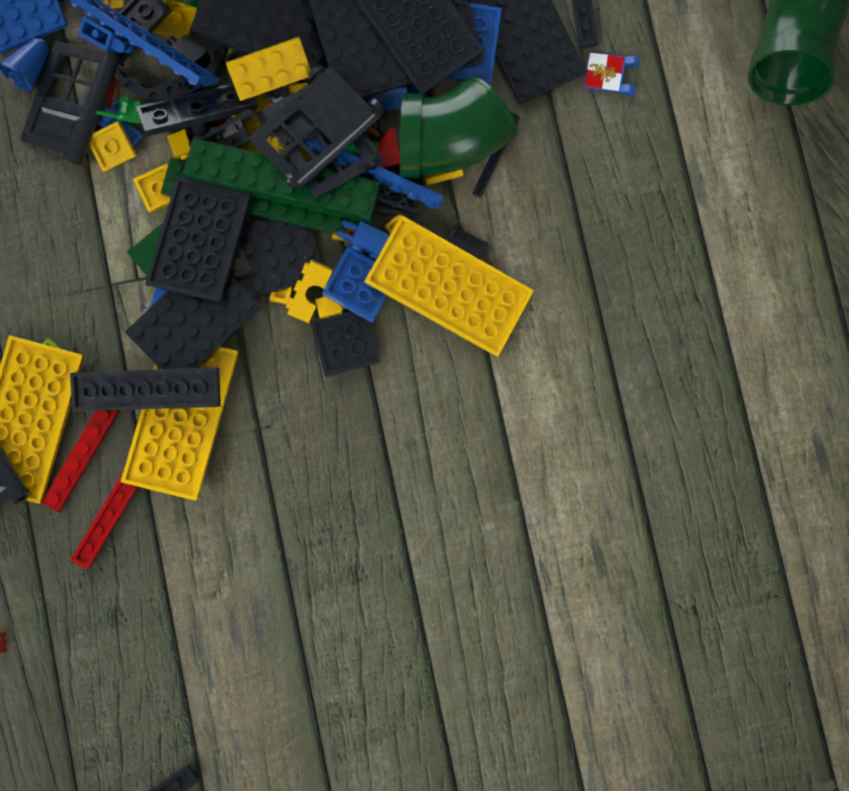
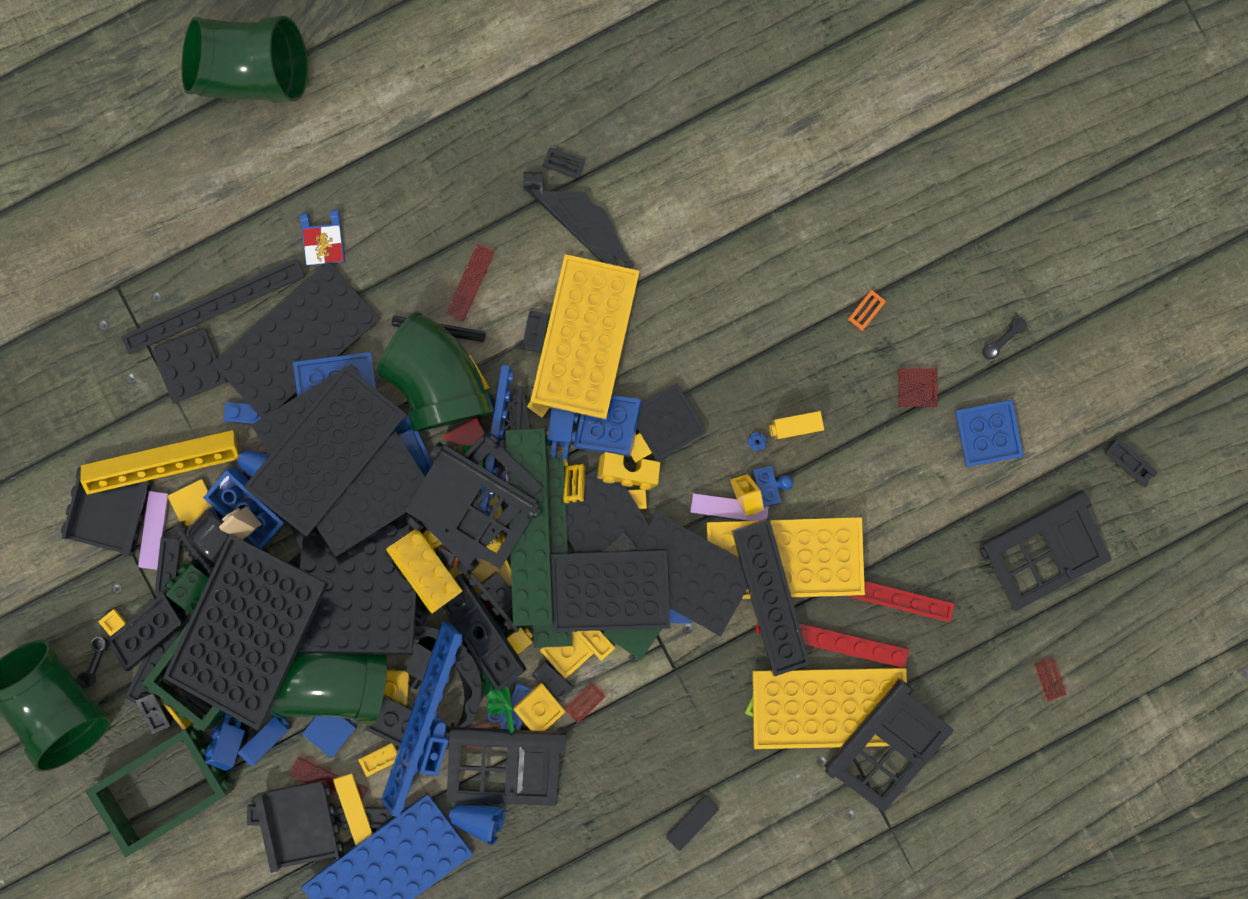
camera: 110 degrees left, 5 degrees up
(97, 179) = (574, 714): none -> clear red tile
(115, 703) = (1070, 541): none -> black door
(134, 168) = (553, 681): none -> black hinge
(154, 218) = (597, 643): none -> yellow plate
(242, 653) = (989, 433): none -> blue plate
(246, 379) = (723, 507): none -> lavender tile
(252, 397) = (747, 495): none -> yellow slope
(256, 421) = (769, 486): none -> blue plate
(302, 418) = (752, 441): none -> blue plate
(304, 463) = (796, 425): none -> yellow brick
(308, 595) = (917, 387): none -> clear red tile
(312, 240) = (580, 480): none -> yellow tile
(322, 680) = (992, 350): none -> black bar
(389, 553) = (856, 323): none -> orange tile
(531, 196) = (470, 282): none -> clear red tile
(565, 315) = (580, 218): none -> black wing
(612, 327) = (561, 170): none -> black tile

